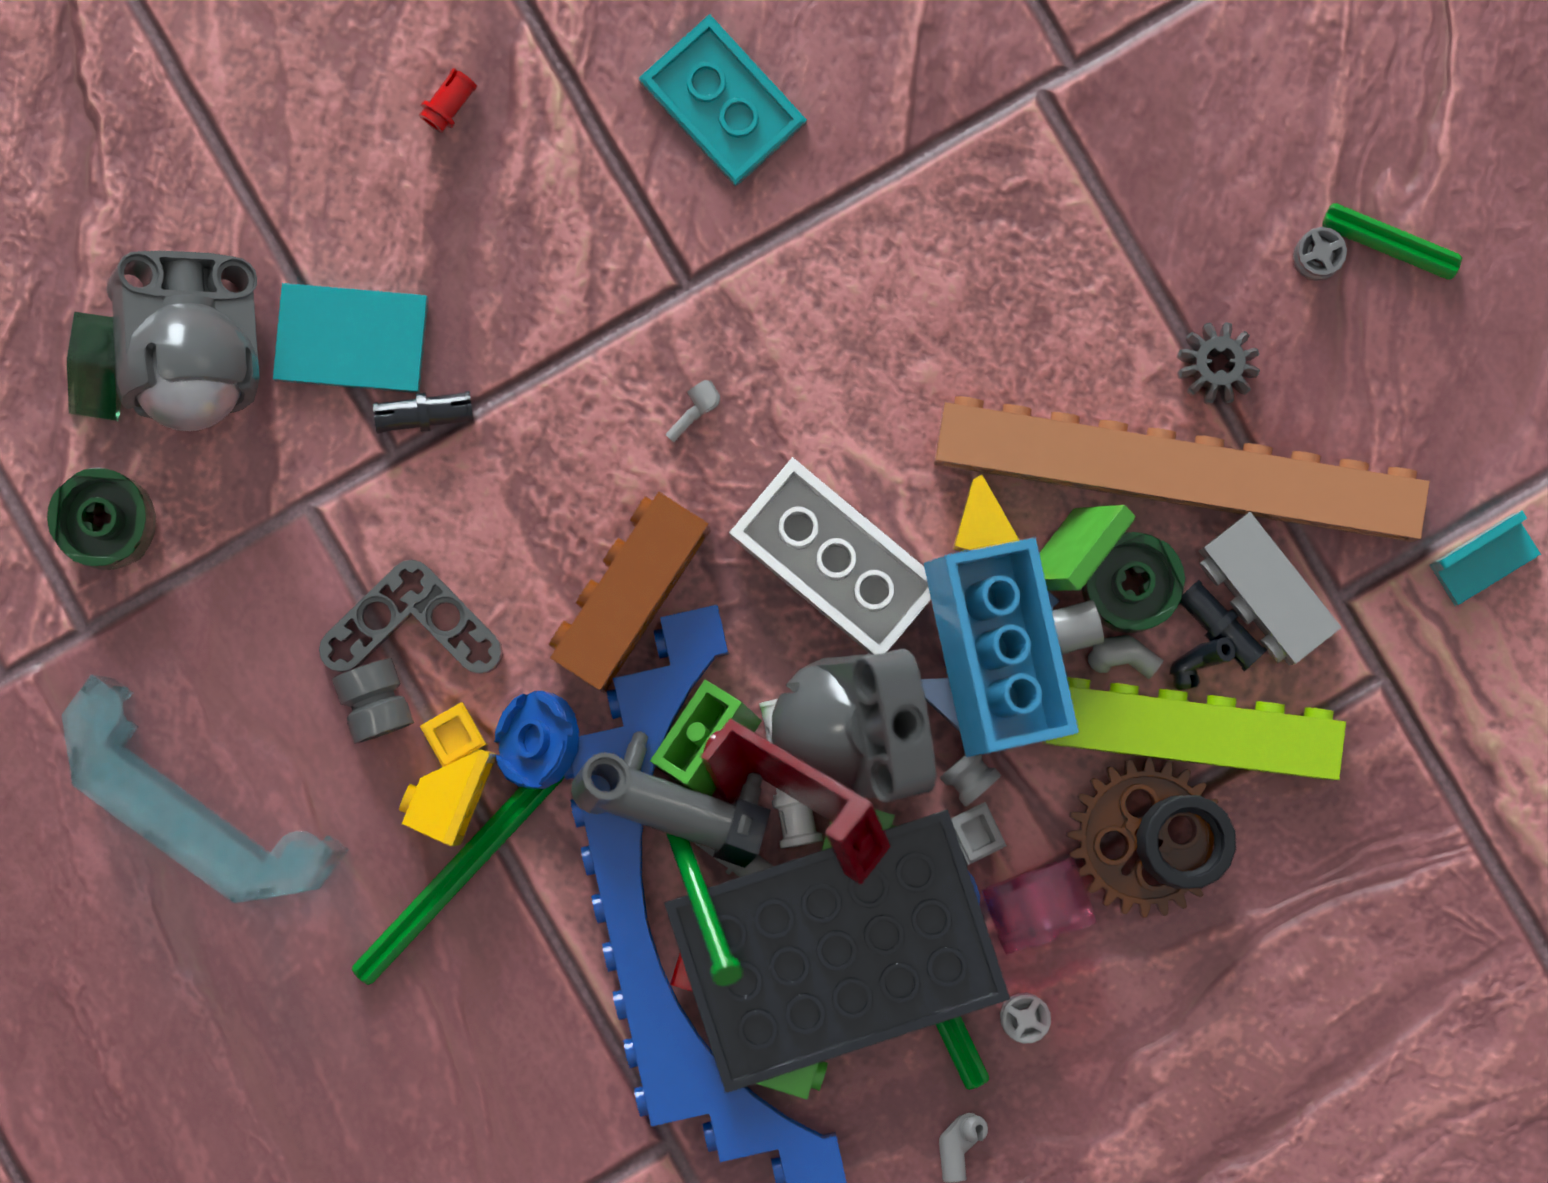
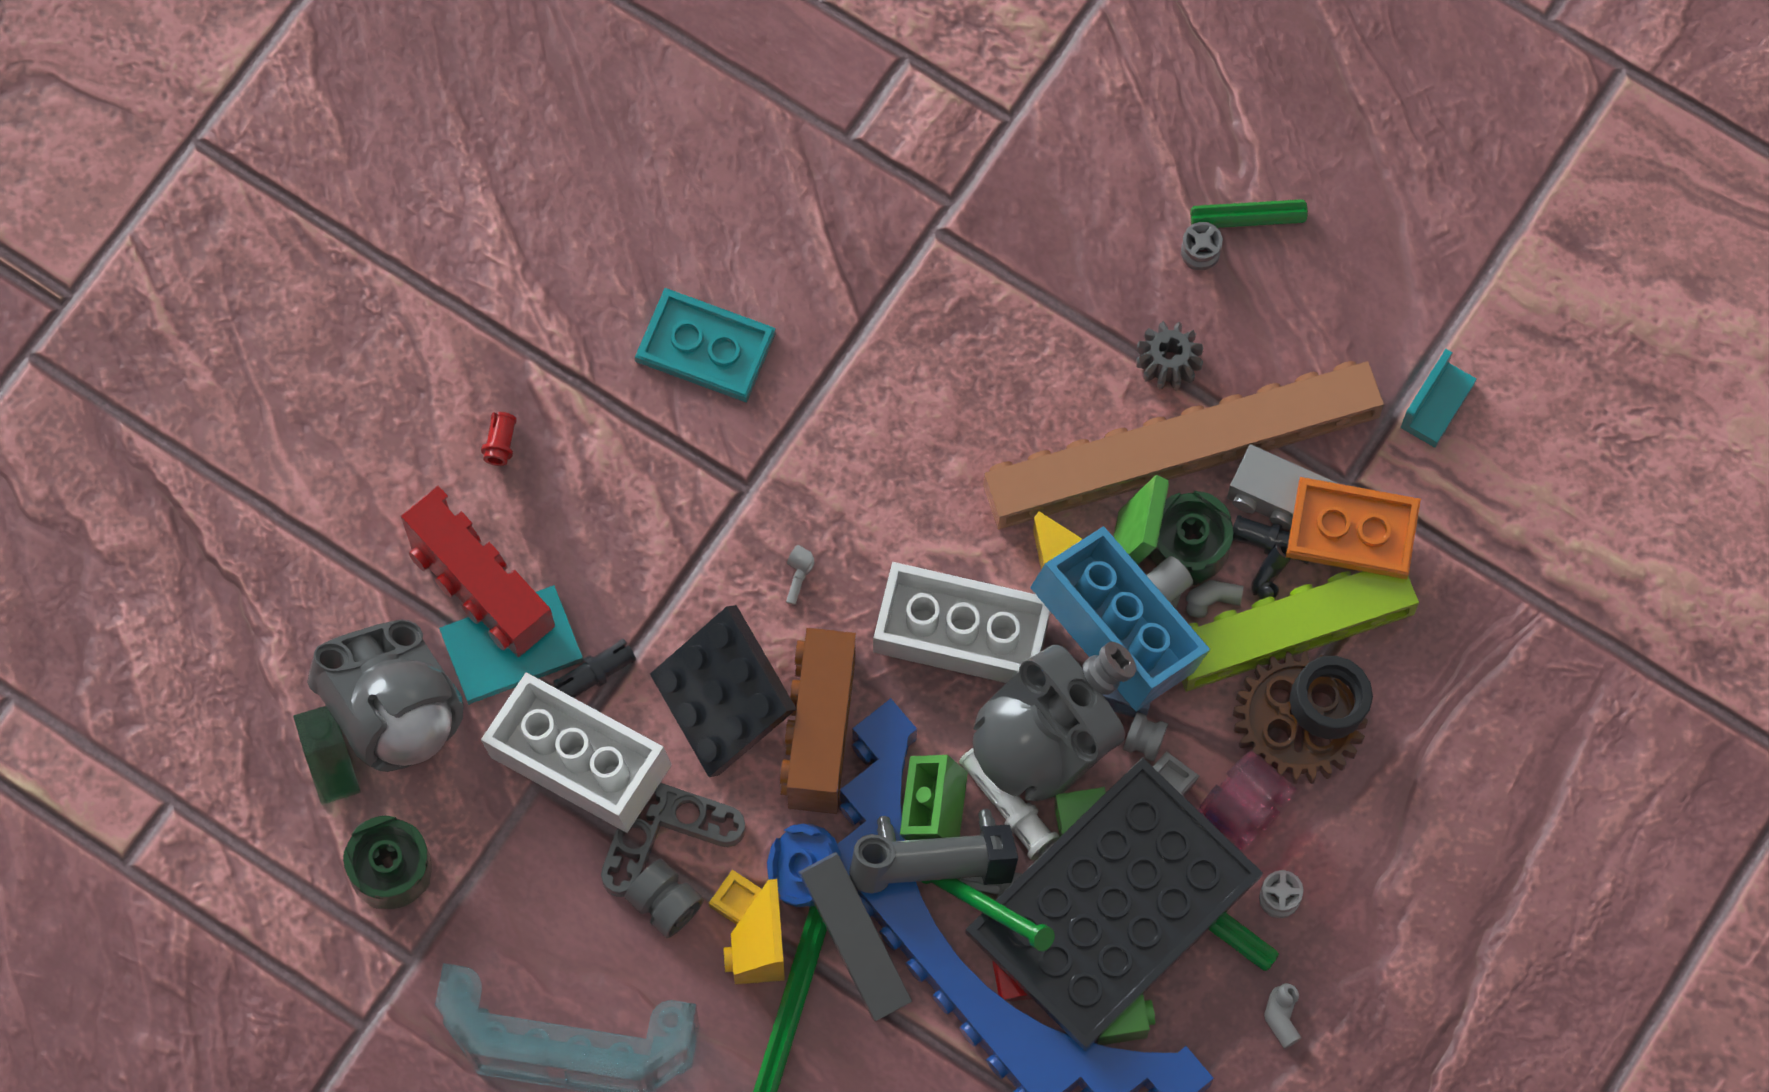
camera: 30 degrees left, 15 degrees down
(343, 247) = (475, 574): none -> red wedge
(354, 499) = (576, 752): none -> white brick
(541, 509) = (723, 691): none -> black plate
(549, 845) = (855, 936): none -> dark grey tile
(855, 829) = (1025, 789): dark red panel -> none
(953, 709) = (1109, 668): none -> flat silver wheel
(1311, 663) = (1353, 528): none -> orange tile

